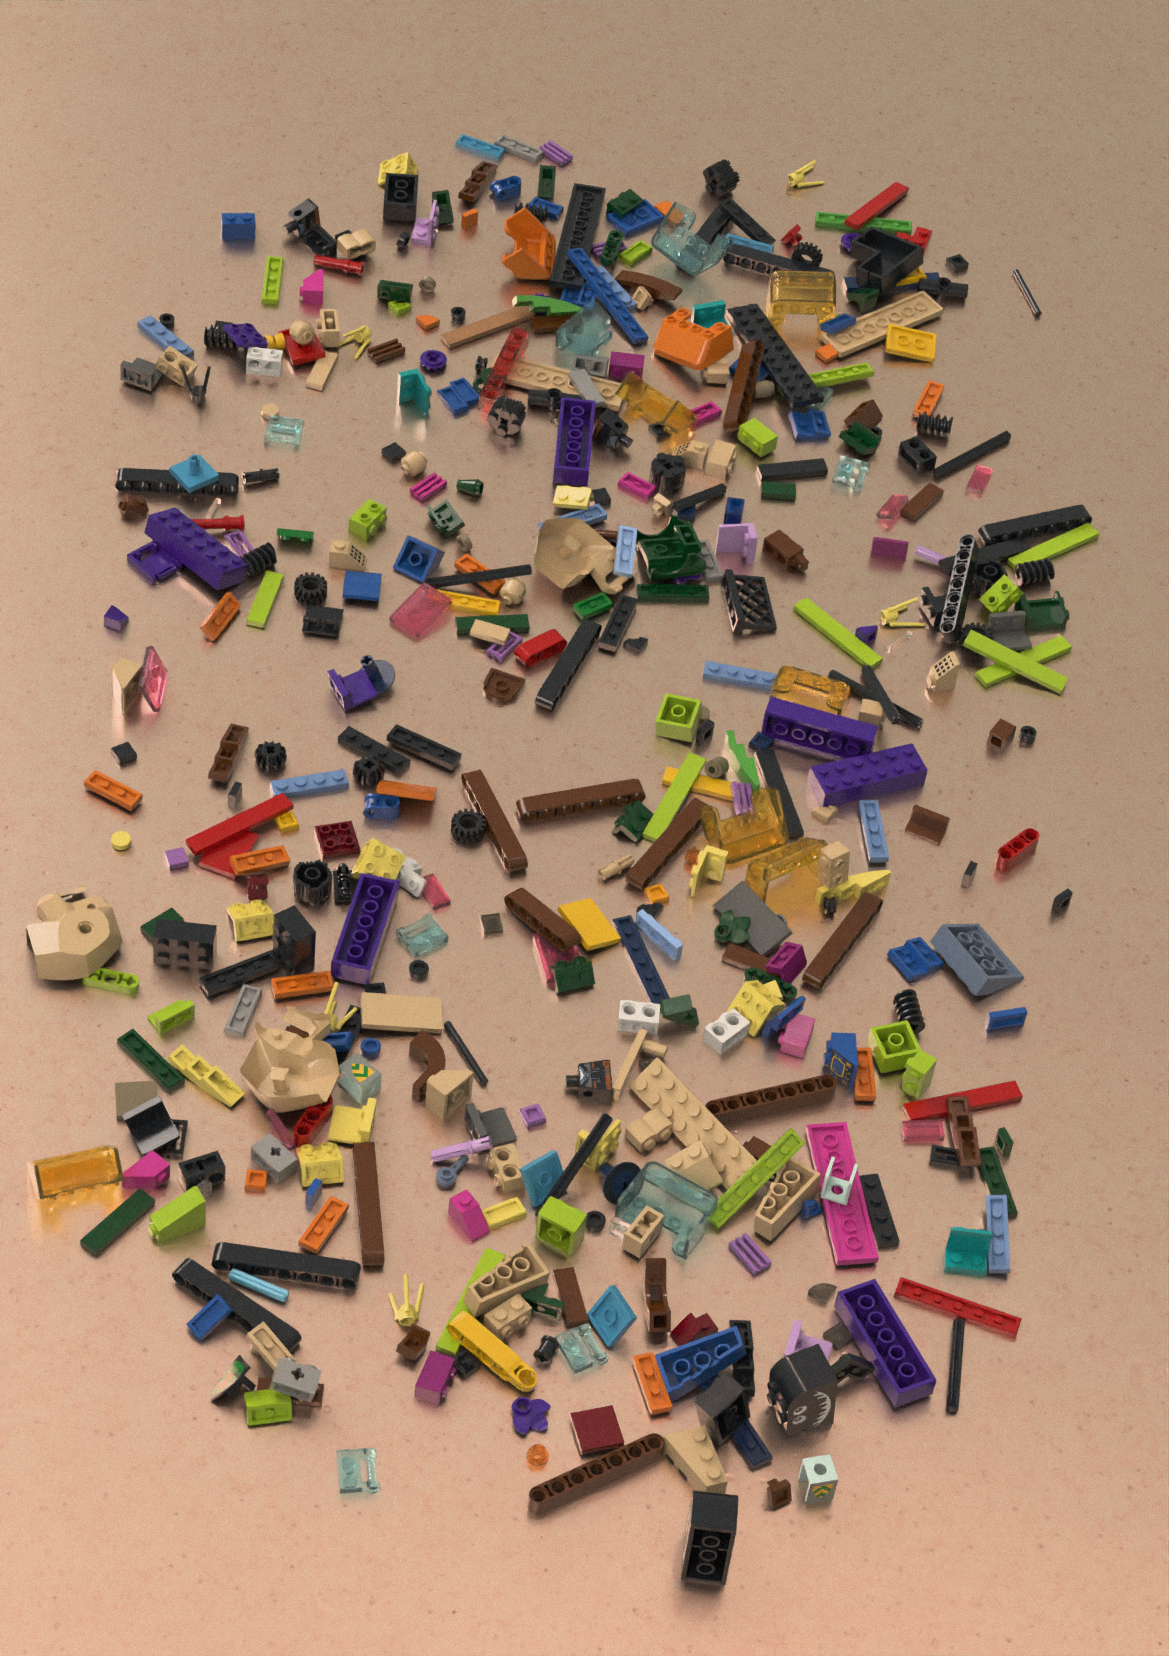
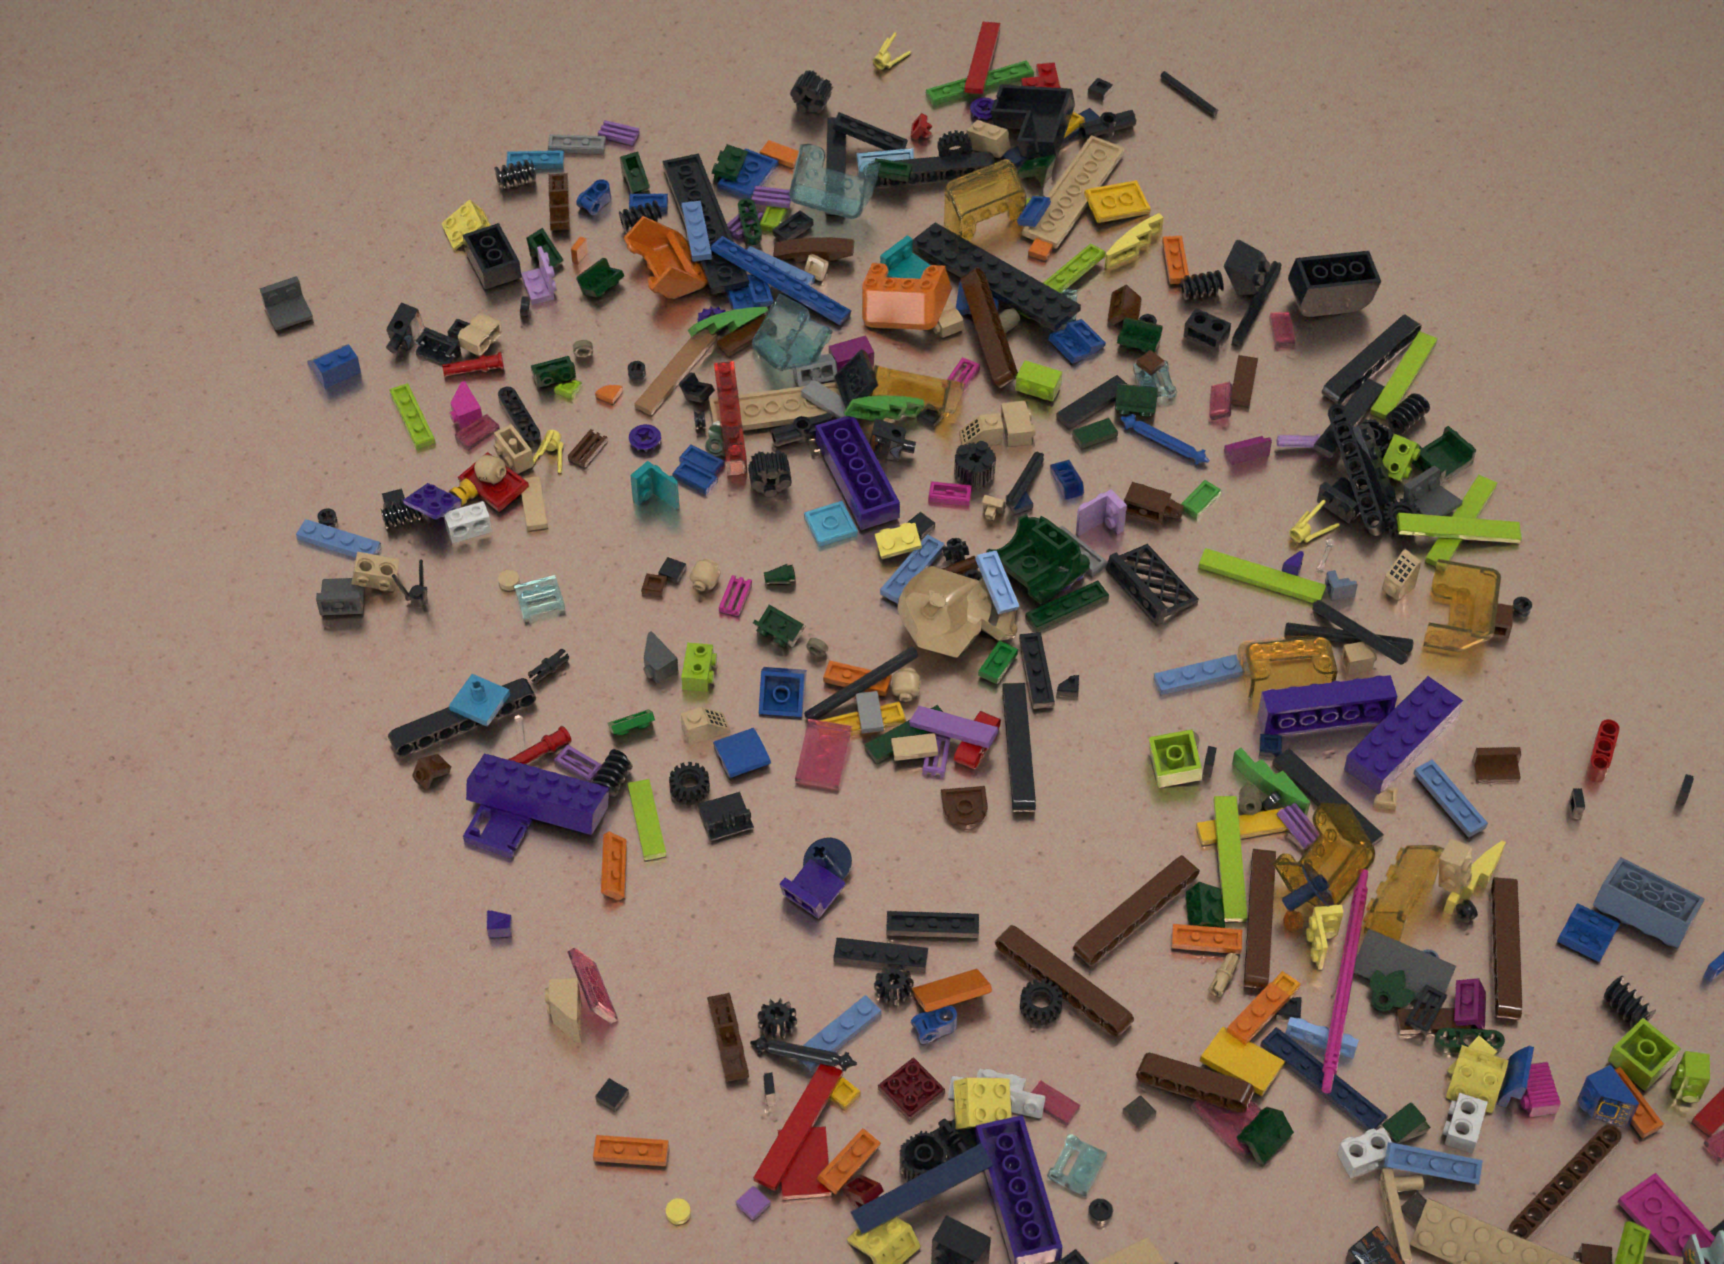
camera: 20 degrees left, 5 degrees up
(229, 170) = (285, 303): none -> dark grey bracket
(272, 782) = (803, 1053): none -> black wheel
(295, 893) = (921, 1189): none -> dark blue tile
(311, 308) = (477, 432): none -> clear pink tile
(341, 502) = (658, 659): none -> dark grey slope
(347, 310) = (522, 415): none -> black beam
(373, 456) = (654, 585): none -> reddish brown tile
(451, 150) = (515, 174): none -> black piece
(470, 242) = (599, 278): none -> dark green bracket
(472, 597) = (869, 712): none -> light grey tile
(491, 341) = (695, 390): none -> black bracket
(526, 629) = (954, 726): none -> medium lavender tile
(532, 469) = (830, 523): none -> medium azure tile
(565, 237) = (696, 231): none -> medium blue plate
(612, 378) = (856, 378): none -> black tile
(612, 521) = (955, 550): none -> black gear
(619, 839) = (1207, 938): none -> orange plate
(622, 405) = (884, 407): none -> bright green slope
(622, 899) = (1258, 1013): none -> orange plate
(639, 237) = (761, 196): none -> medium lavender tile
(644, 264) = (793, 226): none -> black plate
(653, 941) = (1344, 982): none -> dark pink axle
(681, 1041) = (1433, 1163): none -> medium blue plate
(717, 832) = (1316, 886): none -> dark blue piece
(733, 775) = (1271, 800): none -> black tile
(745, 253) = (894, 170): none -> dark green tile
(752, 952) = (1418, 1025): none -> black tile
(825, 478) = (1136, 399): none -> dark green bracket
(828, 565) = (1201, 499): none -> bright green tile
(829, 515) = (1165, 439): none -> blue wheel
(838, 261) = (989, 138): none -> tan brick
(853, 458) = (1150, 362): none -> reddish brown tile
(891, 665) = (1339, 588): none -> sand blue panel
(904, 373) = (1130, 242): none -> light yellow slope
(976, 424) = (1246, 268): none -> black slope
(976, 589) = (1372, 458): none -> black plate
(990, 705) = (1472, 609): none -> clear yellow windscreen
(1036, 459) = (1334, 283): none -> black brick

